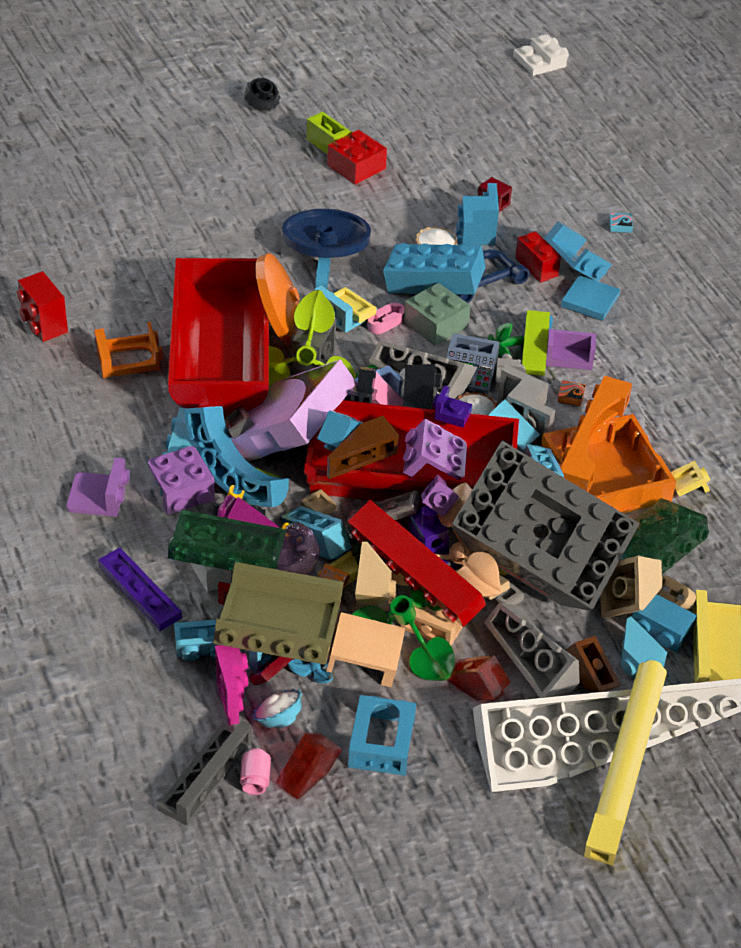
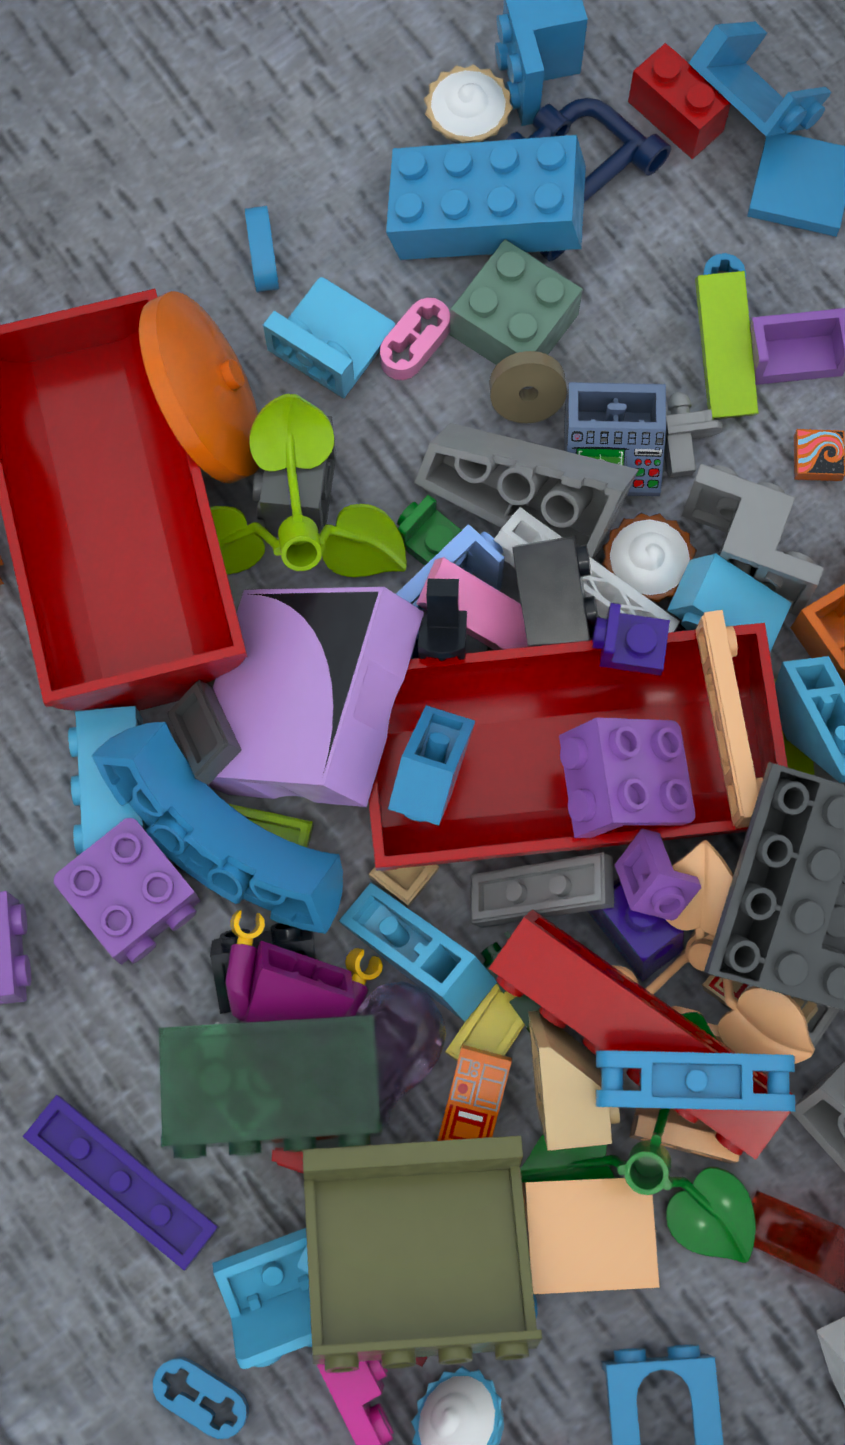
camera: 10 degrees left, 30 degrees up
(153, 677) = (193, 1409): none -> dark azure beam
(326, 233) = (243, 141): dark blue dish -> none
(361, 308) = (346, 325): light yellow tile -> none
(364, 446) = (491, 786): reddish brown slope -> none
(433, 327) = (525, 370): none -> dark tan piece
(435, 567) = (695, 1080): none -> dark azure plate
(492, 416) = (717, 647): none -> light nougat plate
(502, 336) = (662, 352): green plant -> none

